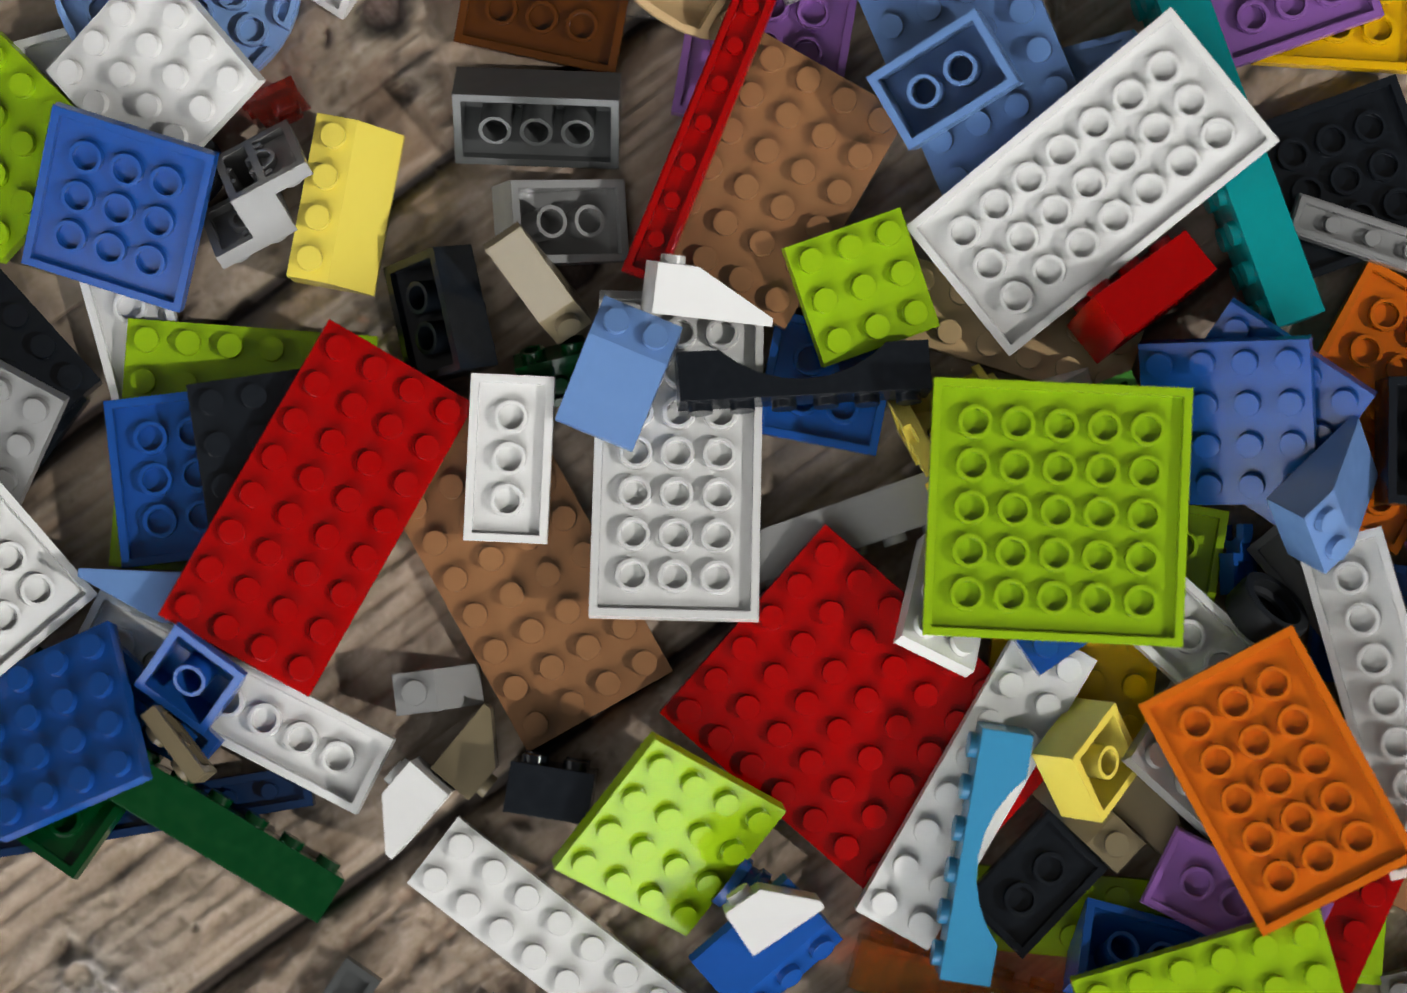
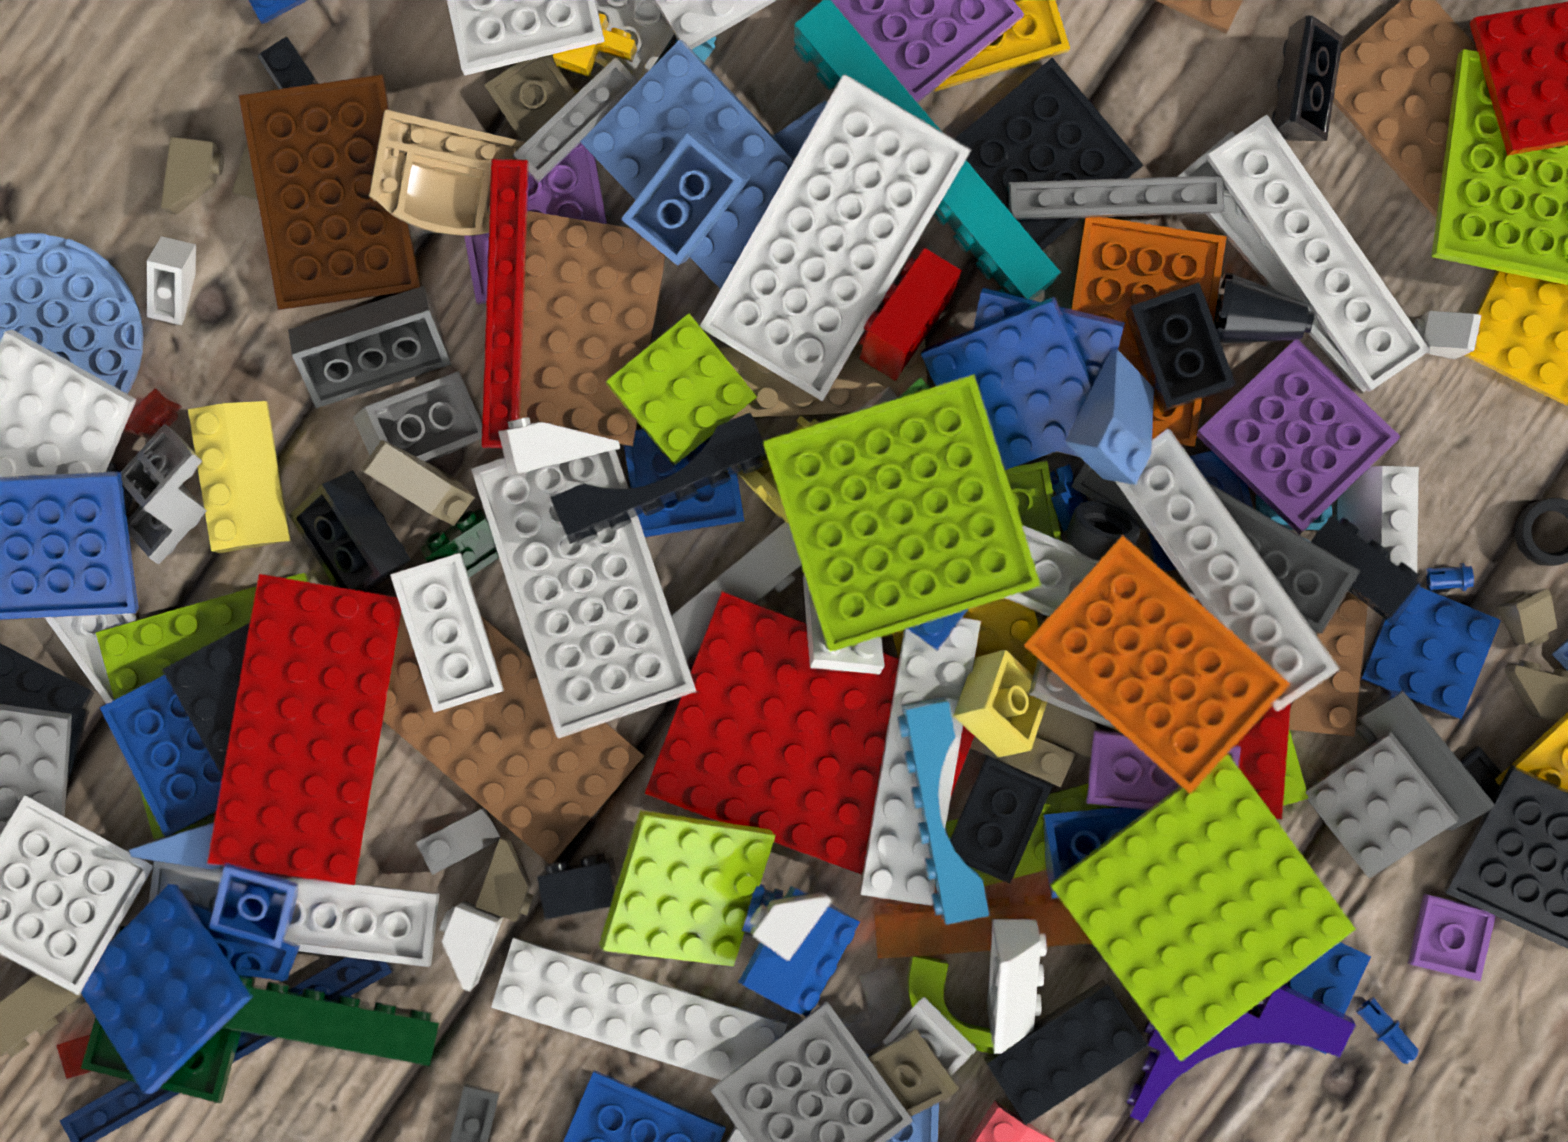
camera: 20 degrees left, 0 degrees up
(188, 758) = (251, 955): dark tan plate -> none
(618, 373) = (510, 531): medium blue slope -> none

